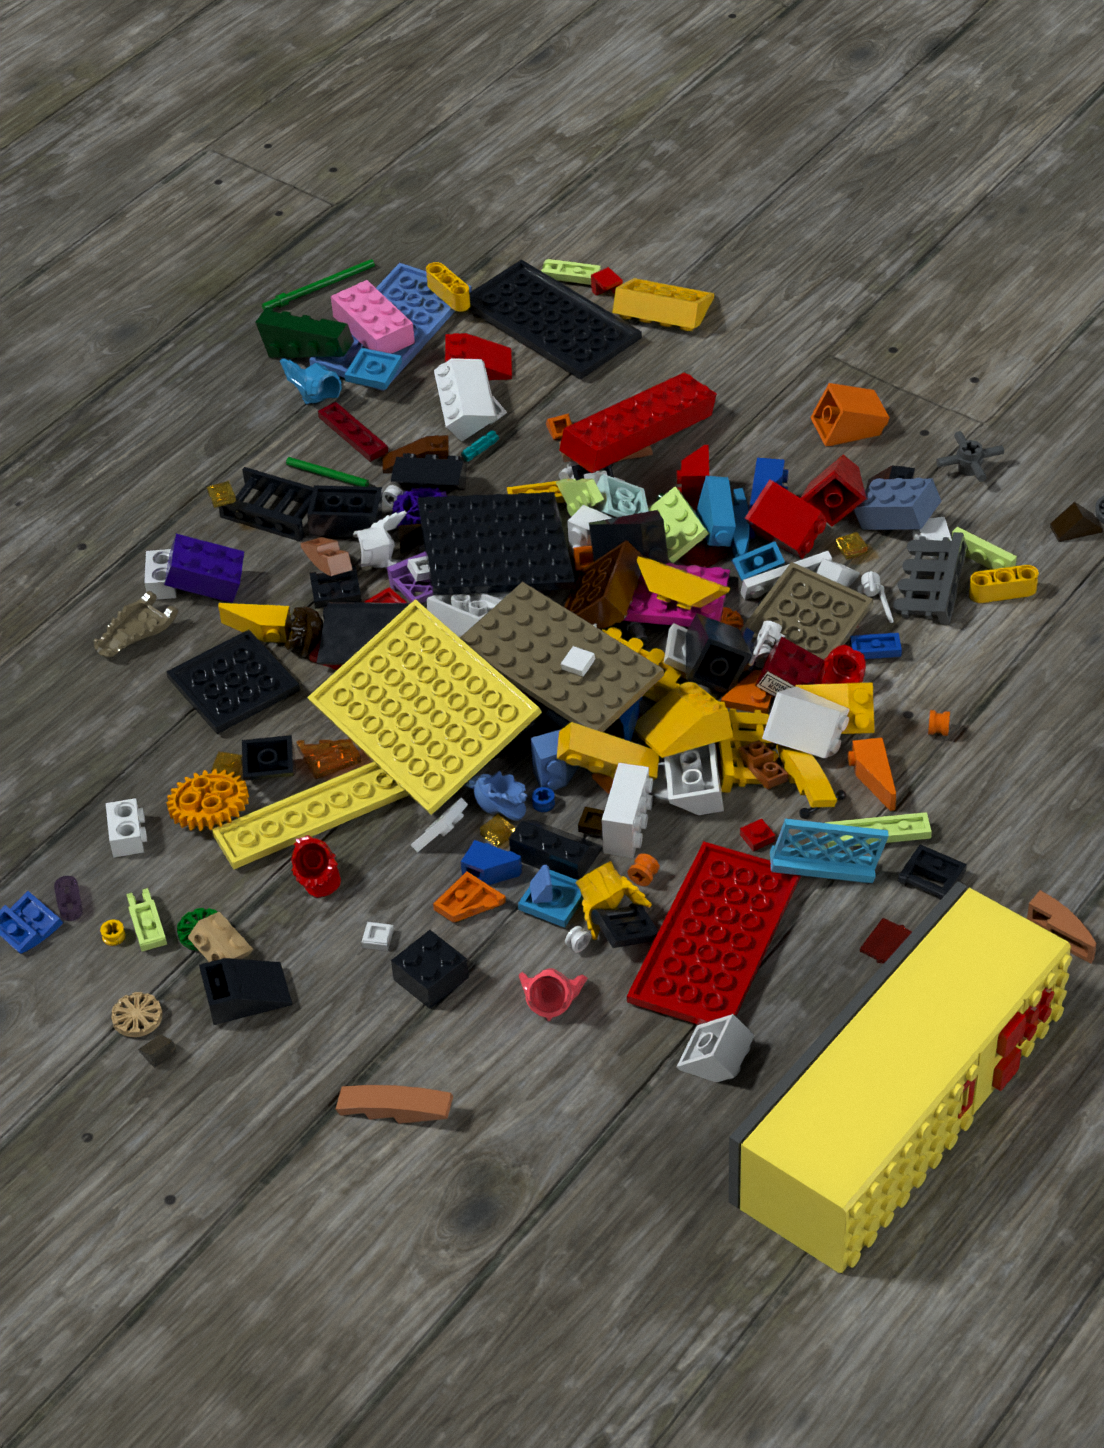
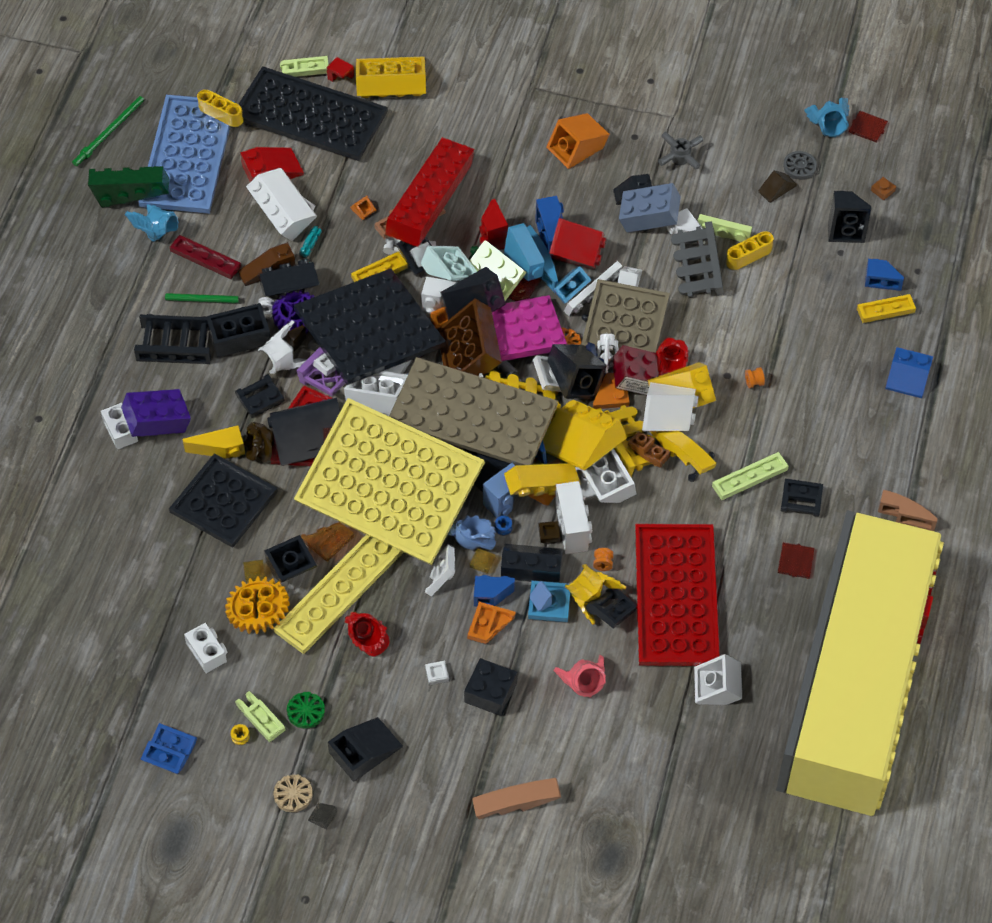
camera: 25 degrees left, 10 degrees up
(72, 897) = (188, 720): clear purple beam -> none
(134, 624) = (121, 476): dark tan animal -> none
(218, 939) = (327, 716): tan bracket -> none
(221, 494) = (137, 345): clear yellow plate -> none
(327, 555) = (242, 372): nougat slope -> none
(372, 318) = (176, 153): bright pink brick -> none
(373, 368) = (197, 198): dark azure plate -> none
(577, 939) = (582, 628): white bush -> none
(578, 661) = (493, 413): white tile -> none
(579, 493) = (416, 268): yellowish green wing -> none
(679, 585) = (529, 325): yellow wedge -> none
(757, 834) = (667, 505): red plate -> none
(827, 862) = (731, 510): medium azure fence -> none
(836, 490) = (601, 208): red slope -> none
(851, 545) = (628, 249): clear yellow plate -> none
(871, 586) = (657, 279): white plant -> none
(873, 769) = (726, 428): orange slope -> none
(877, 645) = (683, 327): blue plate -> none

